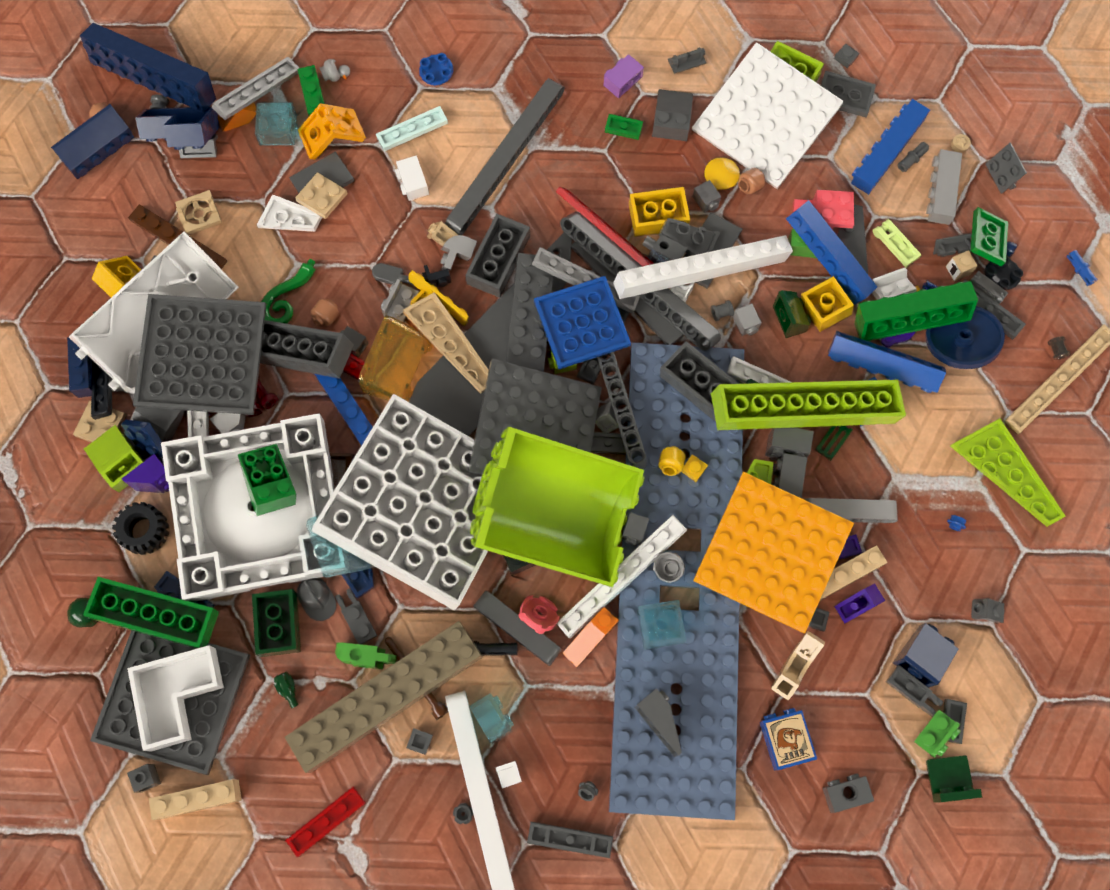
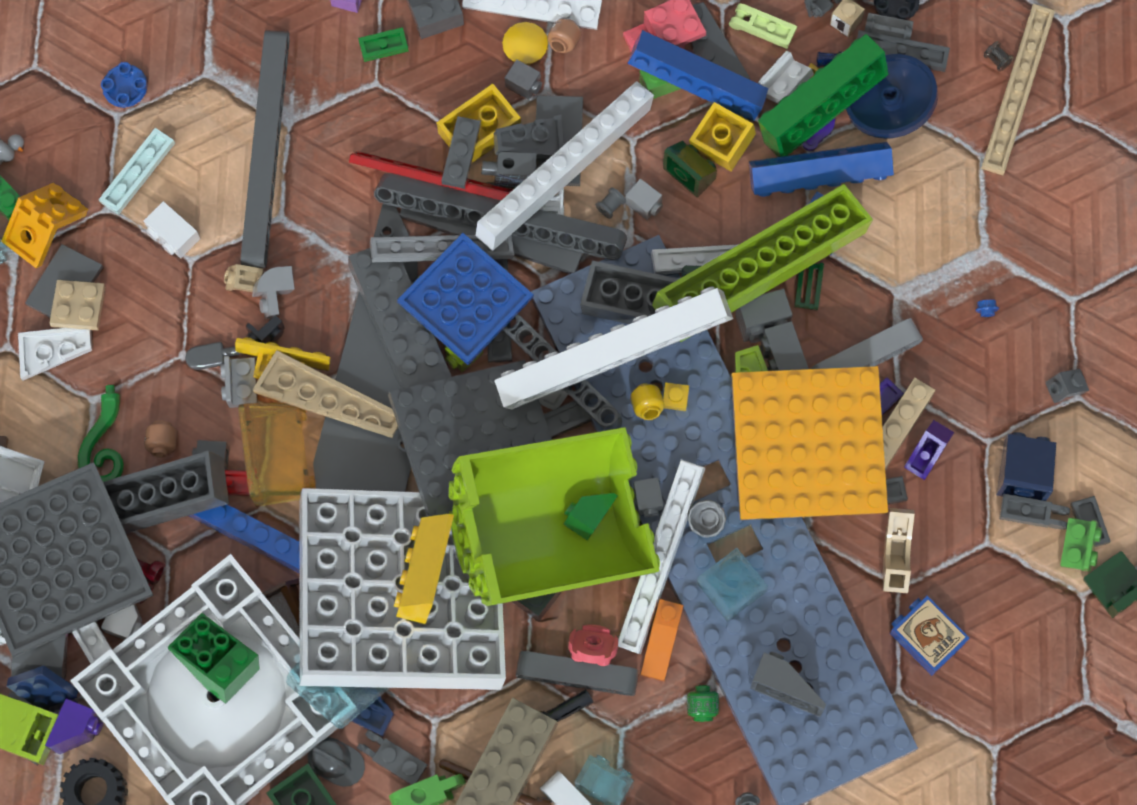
camera: 25 degrees left, 0 degrees up
(444, 494) = (424, 567): none -> yellow slope
(497, 255) = (323, 270): dark grey brick -> none
(586, 518) = (588, 513): none -> green slope
(594, 699) = (703, 703): none -> green head
(635, 222) = (461, 152): none -> dark grey plate
(666, 409) = (614, 348): none -> white brick
(860, 794) = (1013, 670): dark grey brick -> none
(1003, 462) = (999, 214): lime wing -> none

